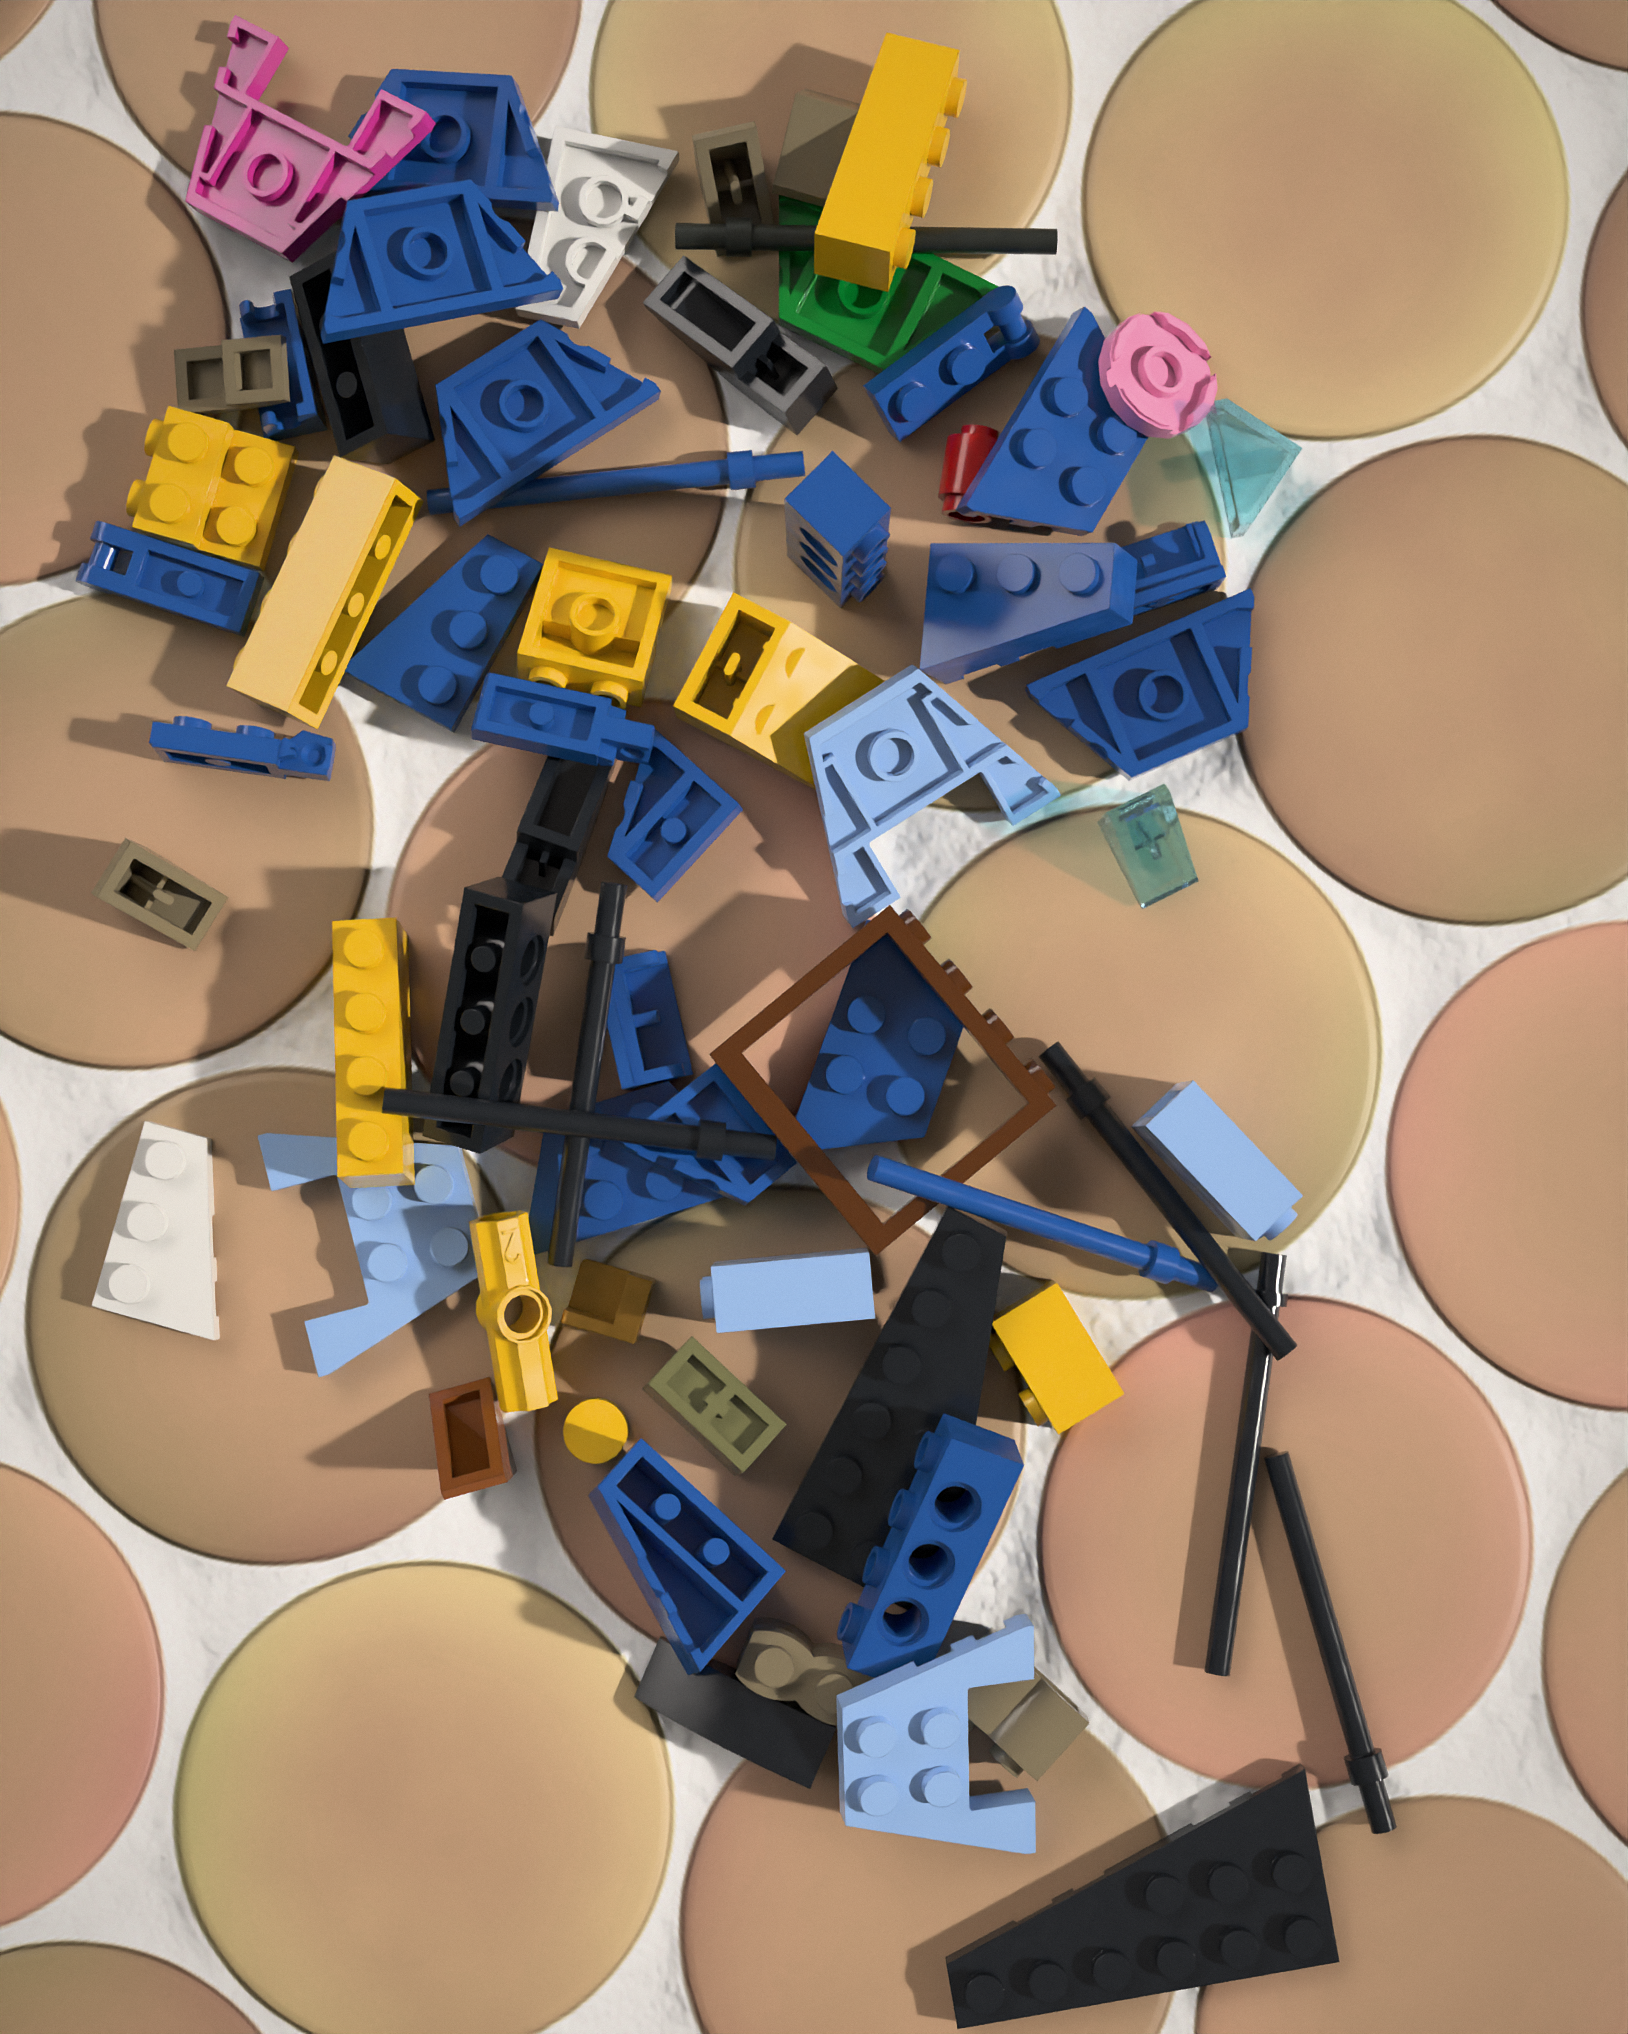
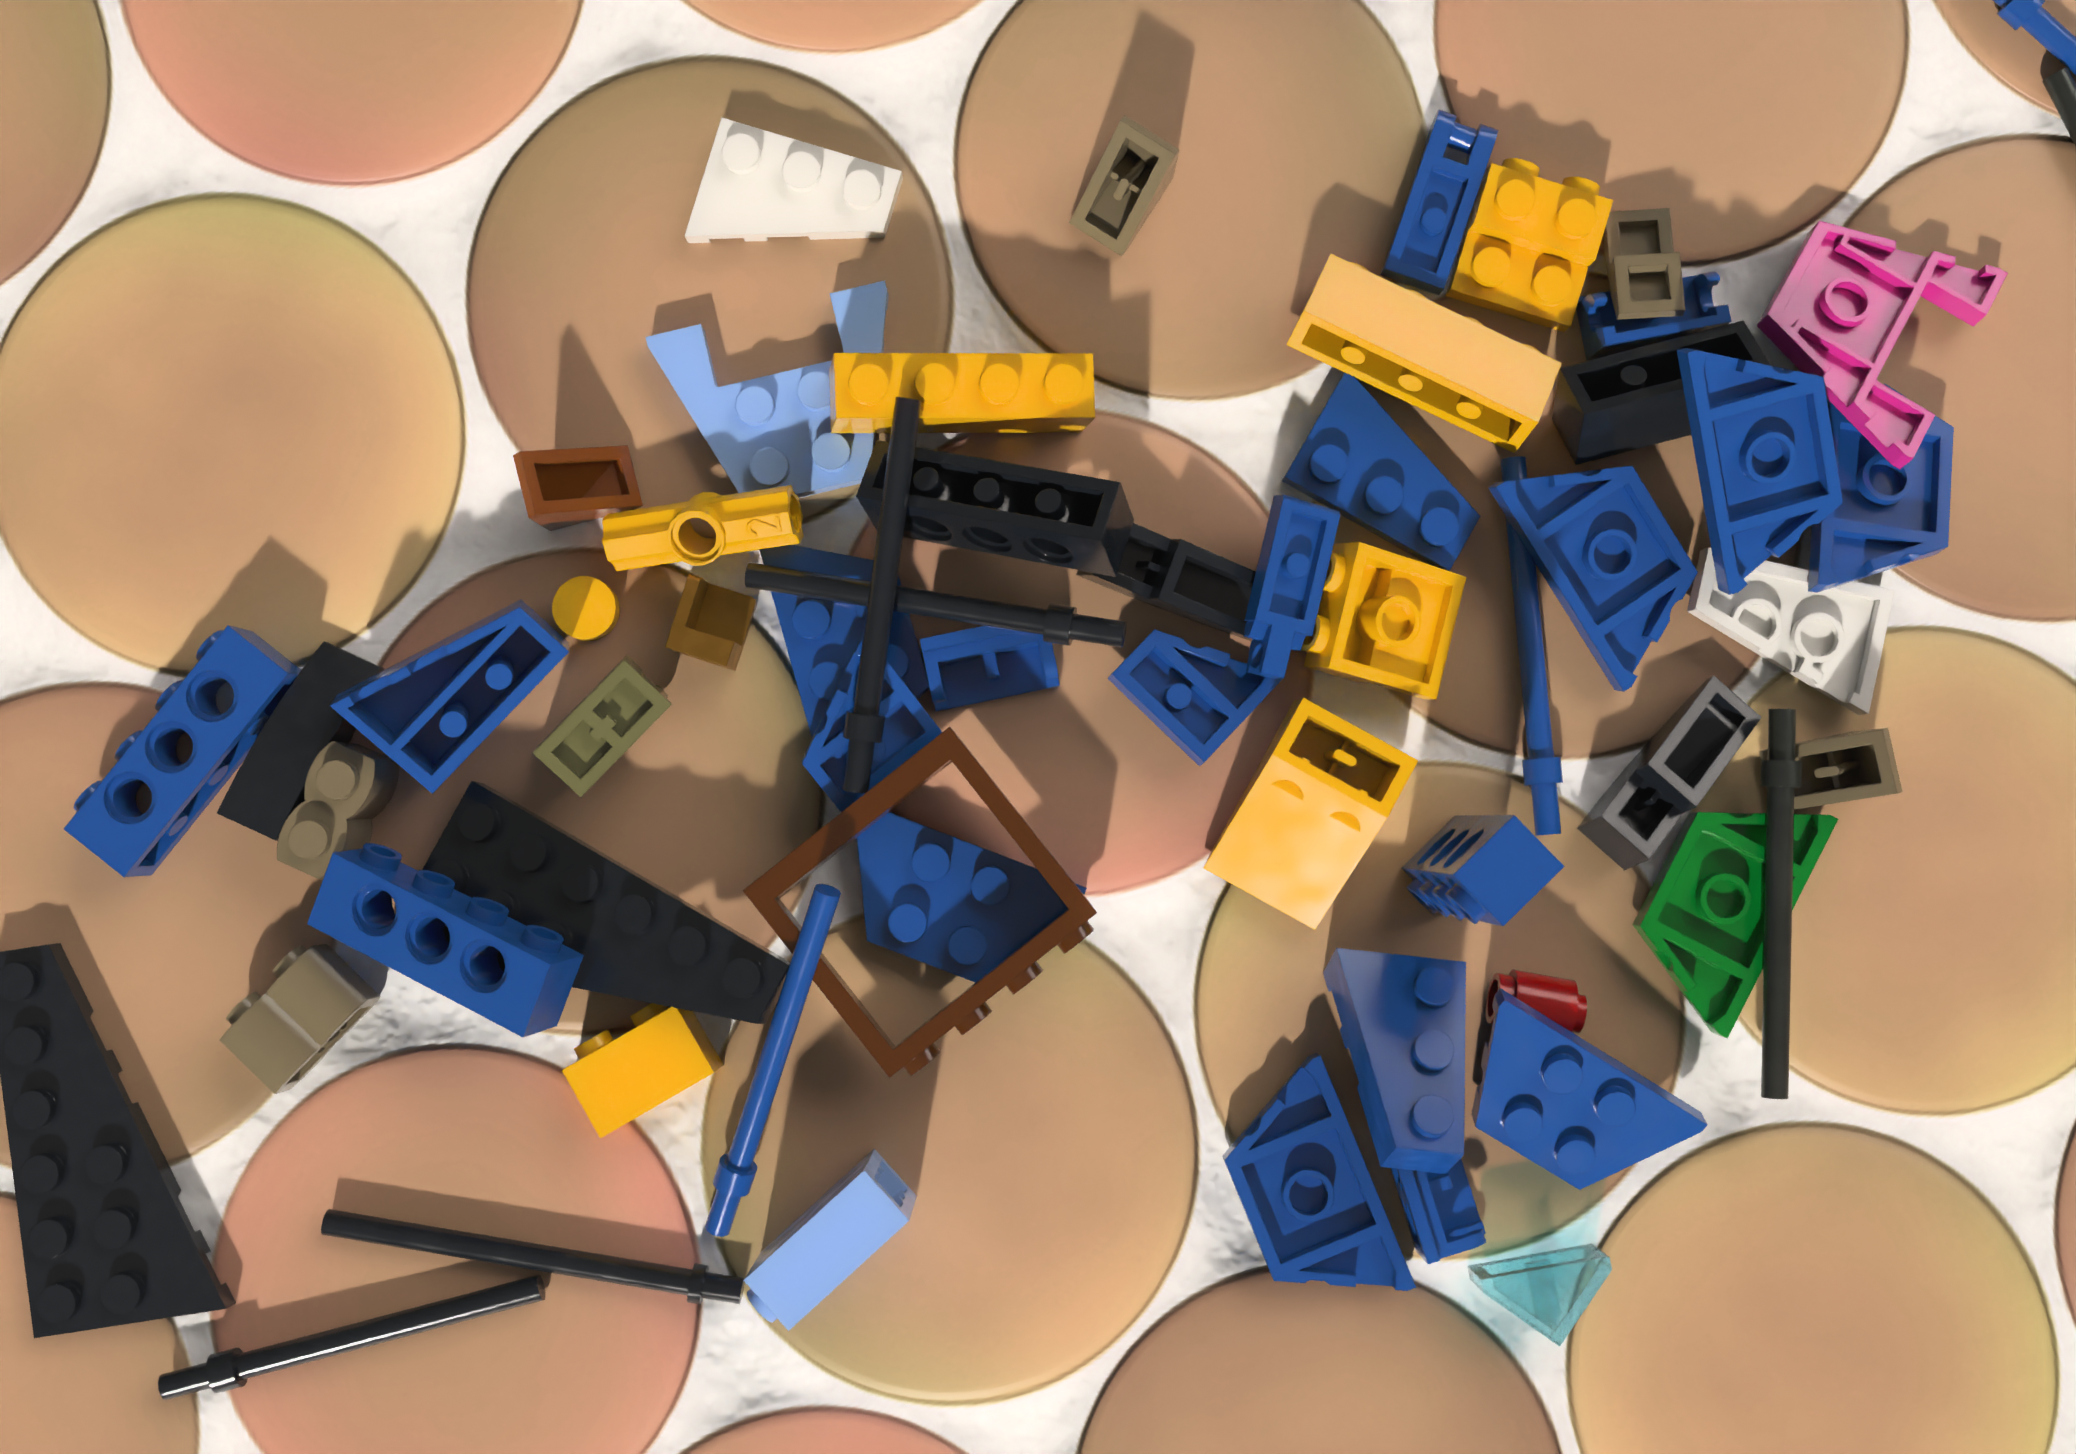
camera: 85 degrees right, 0 degrees up
(246, 751) = (1265, 275): blue hinge -> none
(789, 1290) = (712, 802): light blue brick -> none
(809, 1909) = (107, 810): none -> blue brick
(813, 146) = (1871, 854): dark tan slope -> none
(888, 161) = (1858, 927): yellow brick -> none
(892, 759) = (1247, 919): light blue wing -> none
(909, 1749) = (254, 913): light blue wing -> none
(952, 362) = (1651, 987): blue plate -> none
(1089, 1101) = (899, 1108): black bar -> none
(1149, 846) = (1154, 1176): clear light blue slope -> none
(1157, 375) = (1636, 1197): bright pink tile -> none

